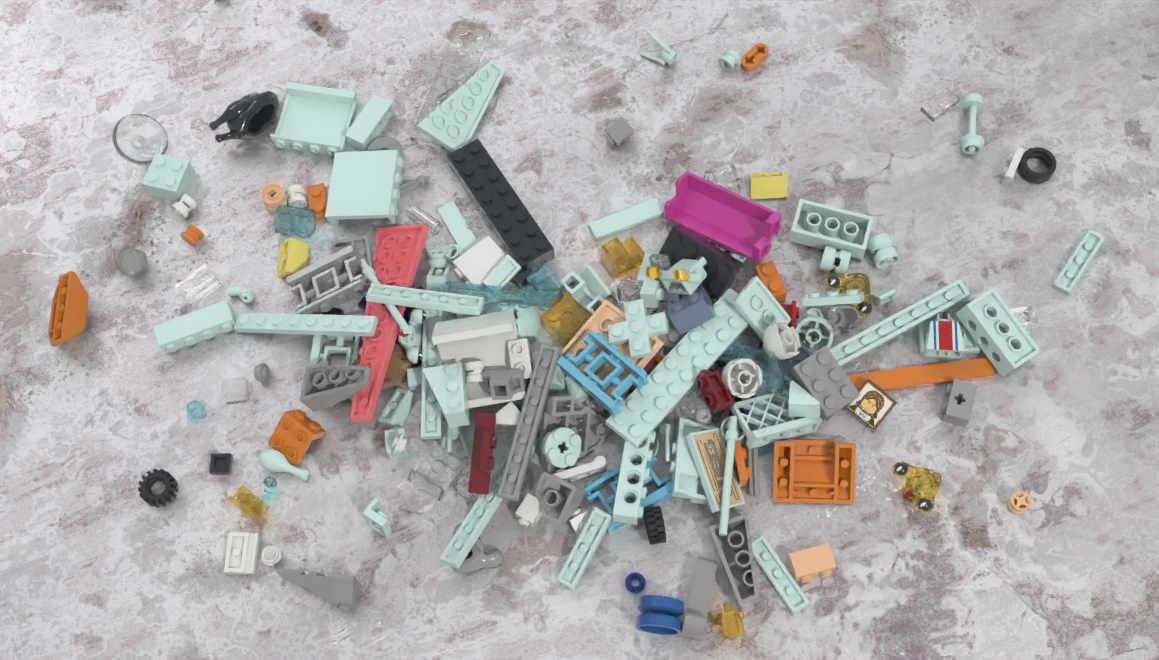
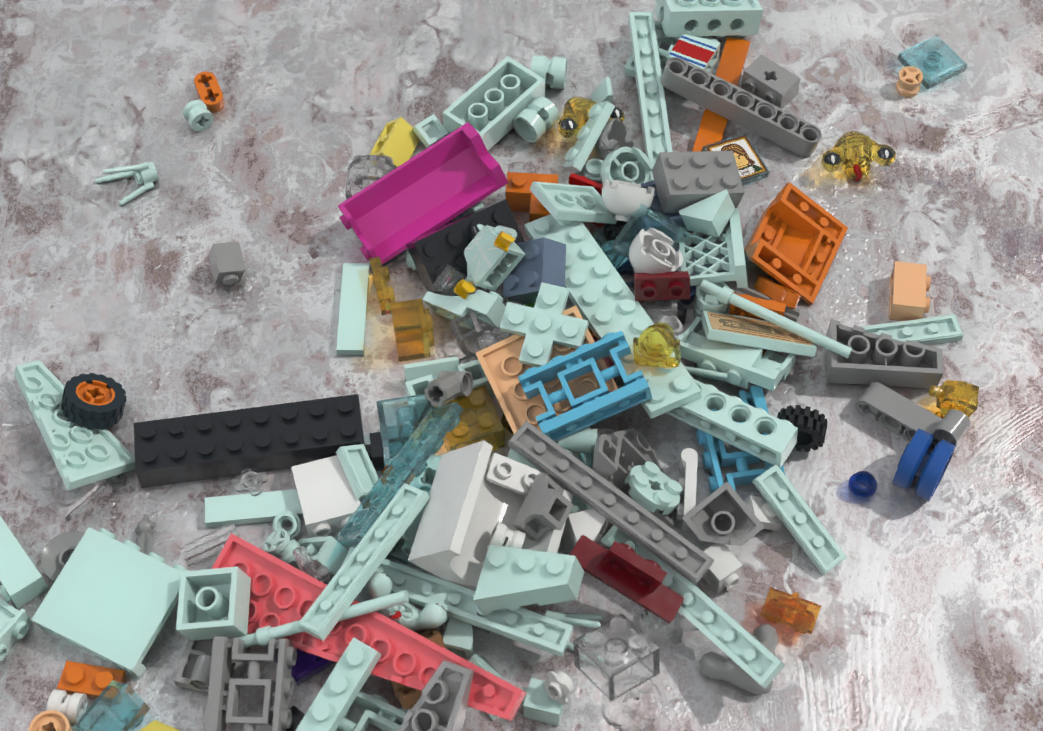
camera: 70 degrees left, 10 degrees down
(375, 236) = (213, 603): none -> light aqua brick
(420, 274) = (307, 565): none -> clear arm
(481, 118) = (93, 401): none -> black wheel
(515, 565) = (790, 610): none -> clear orange hips
(576, 295) = (449, 386): none -> light grey piece
(651, 224) = (384, 294): none -> clear yellow plate
(651, 402) = (656, 346): none -> clear yellow piece
(764, 473) = (777, 291): none -> orange beam
(790, 200) = (430, 131): none -> light aqua plate
(912, 397) = (740, 107): none -> light grey beam
(1050, 514) = (935, 61): none -> clear light blue plate

